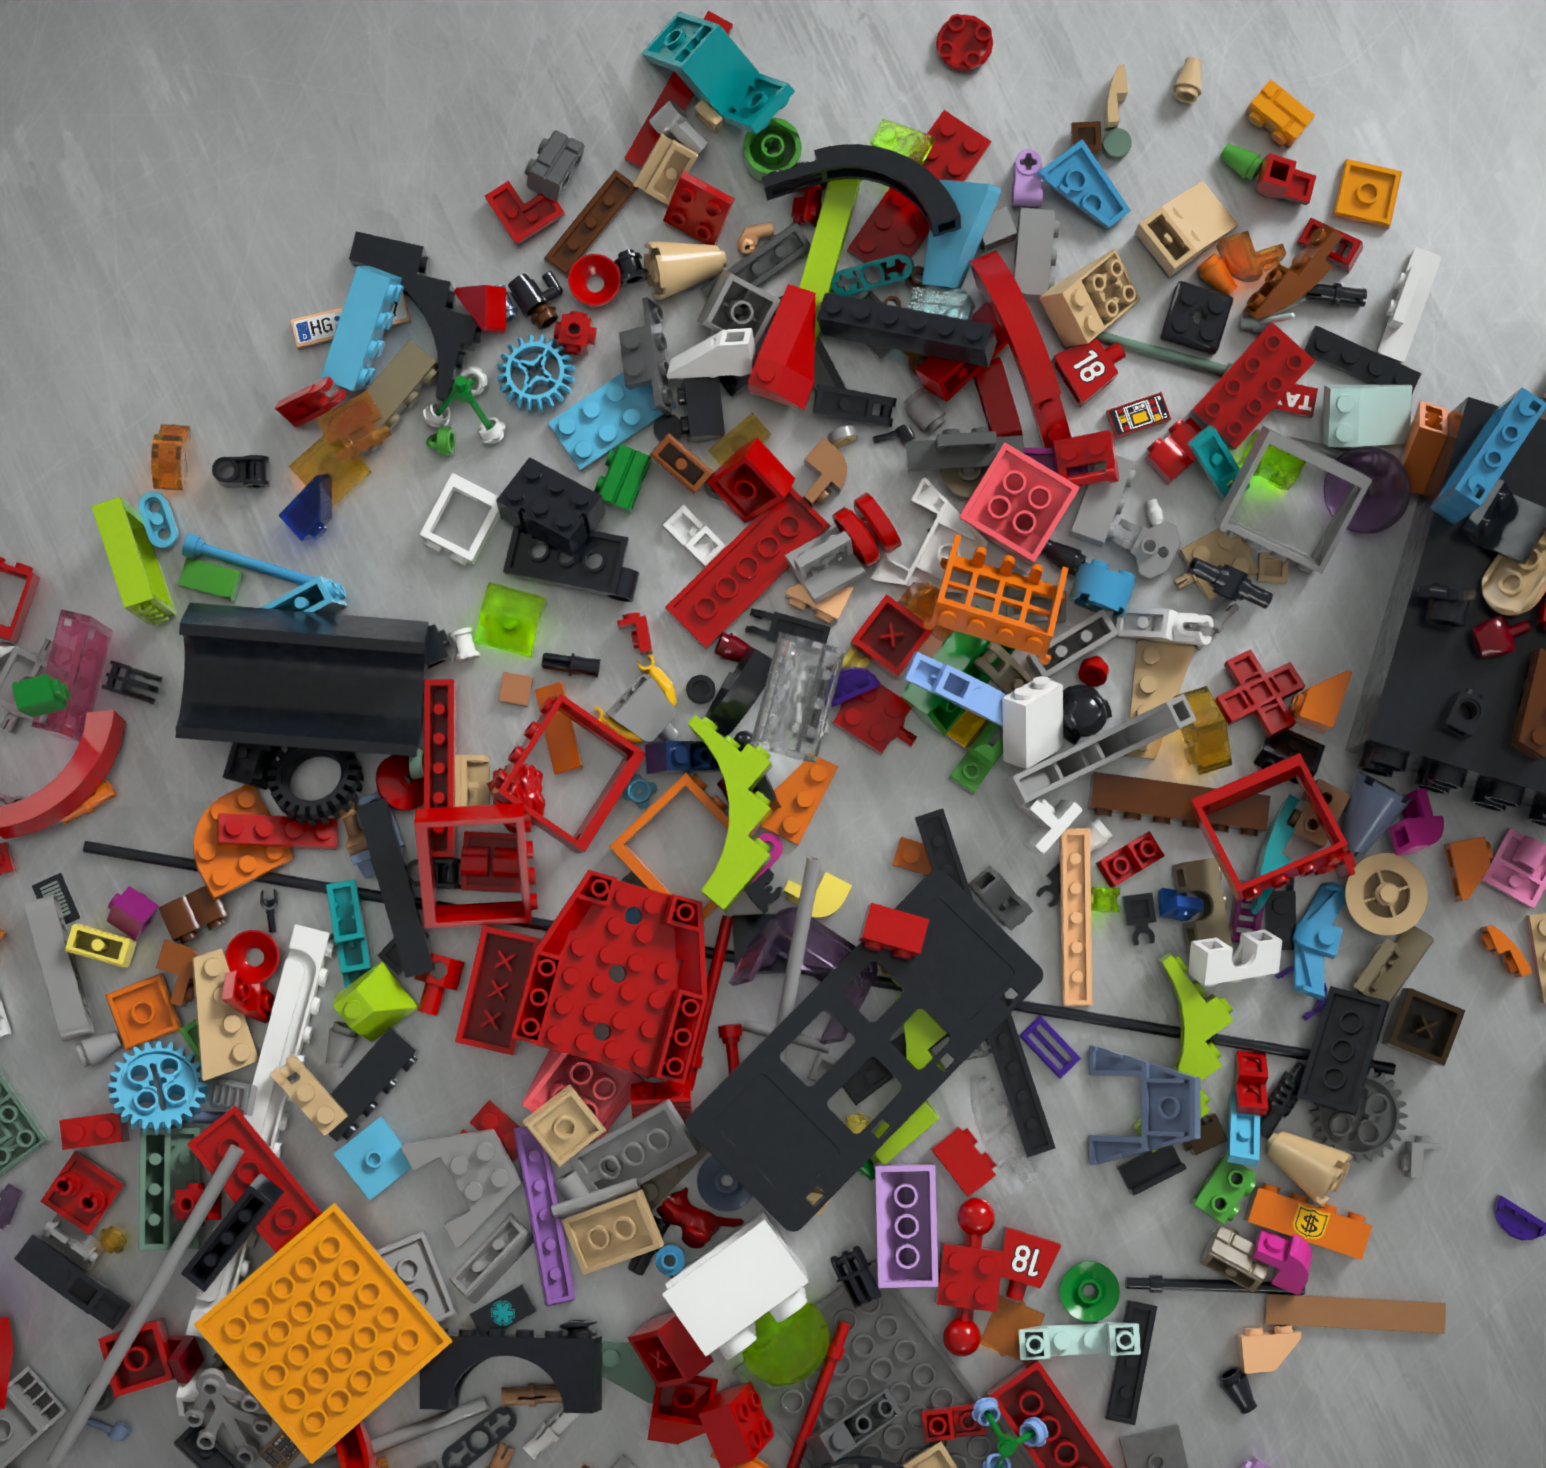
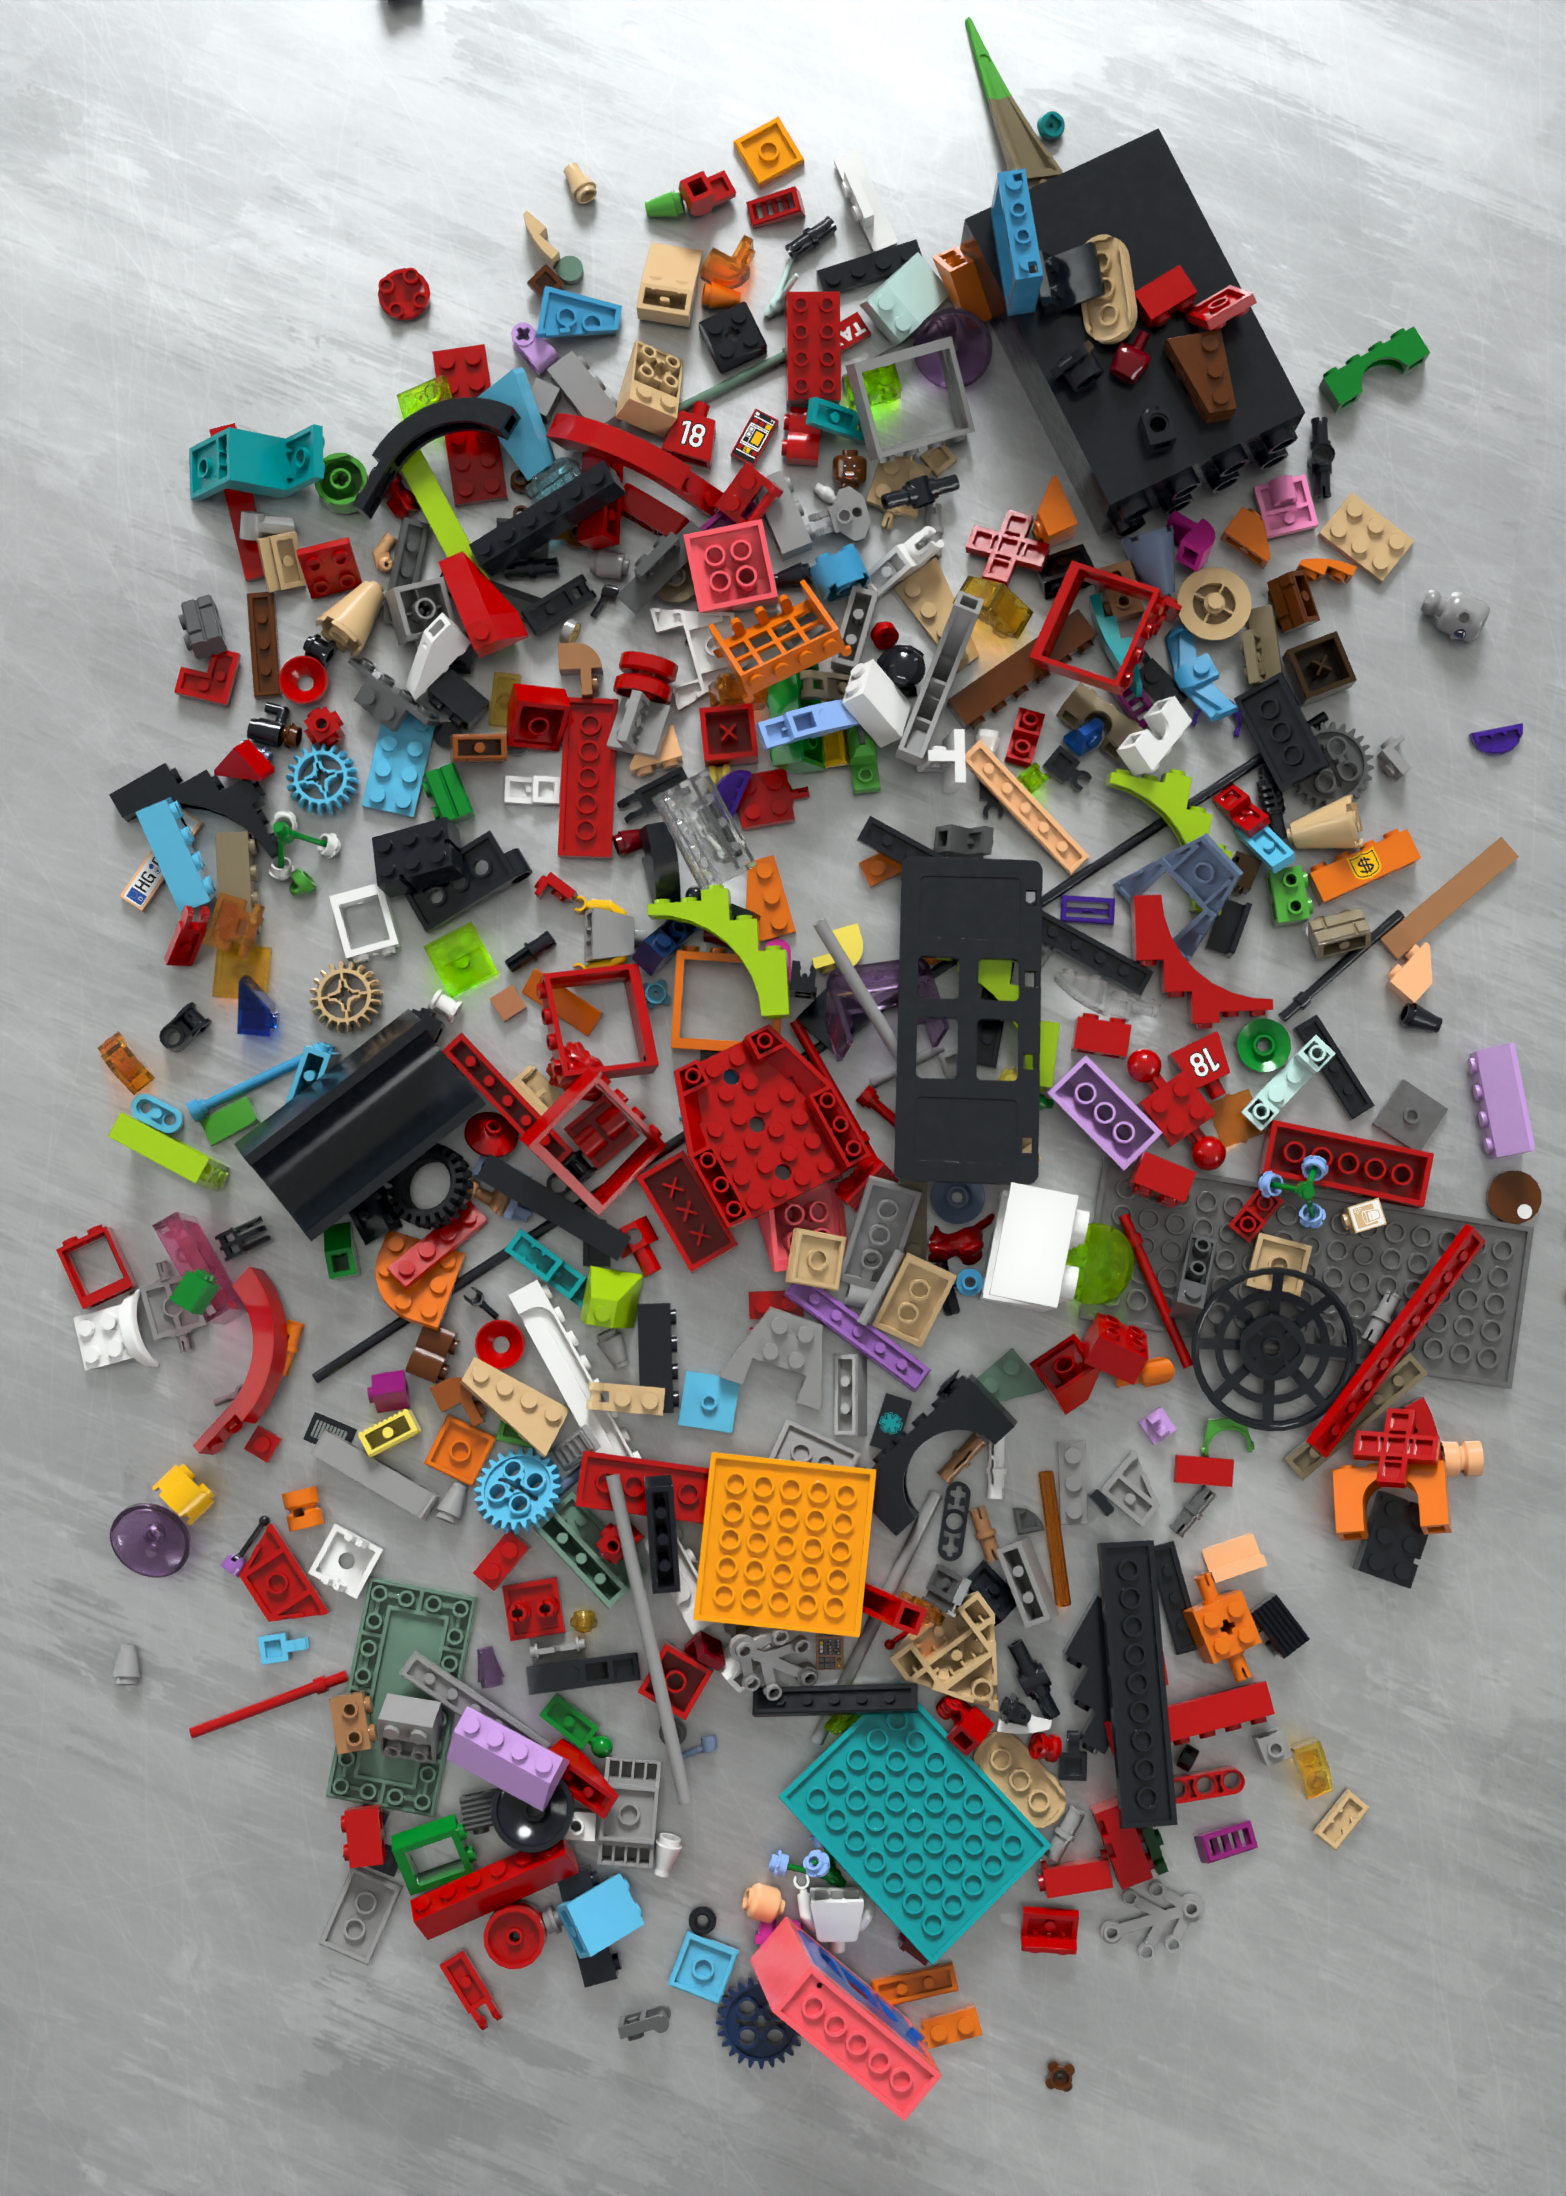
camera: 40 degrees left, 0 degrees up
(28, 1318) = (575, 1726): none -> green plate
(197, 765) = (341, 1252): none -> green slope
(247, 998) = (524, 1374): red slope -> none
(398, 553) = (332, 998): none -> tan gear
(416, 765) = (491, 1112): sand green tile -> none
(668, 1351) = (1025, 1339): red brick -> none
(700, 689) = (633, 889): black tile -> none
(708, 116) = (277, 500): tan tile -> none
(854, 287) = (471, 518): teal beam -> none
(857, 1281) = (1107, 1179): black arm -> none
(861, 357) = (532, 568): none -> black pin
(893, 931) = (914, 923): red brick -> none
(901, 1324) = (1161, 1180): none -> red brick
(1075, 1211) = (1205, 999): none -> red arch
(1190, 511) = (849, 469): none -> reddish brown head
(1279, 114) = (661, 151): light orange brick -> none
(1287, 285) = (774, 259): dark orange slope -> none
(1289, 1258) = (1373, 901): dark pink brick -> none
(1453, 952) = (1293, 601): none -> reddish brown brick

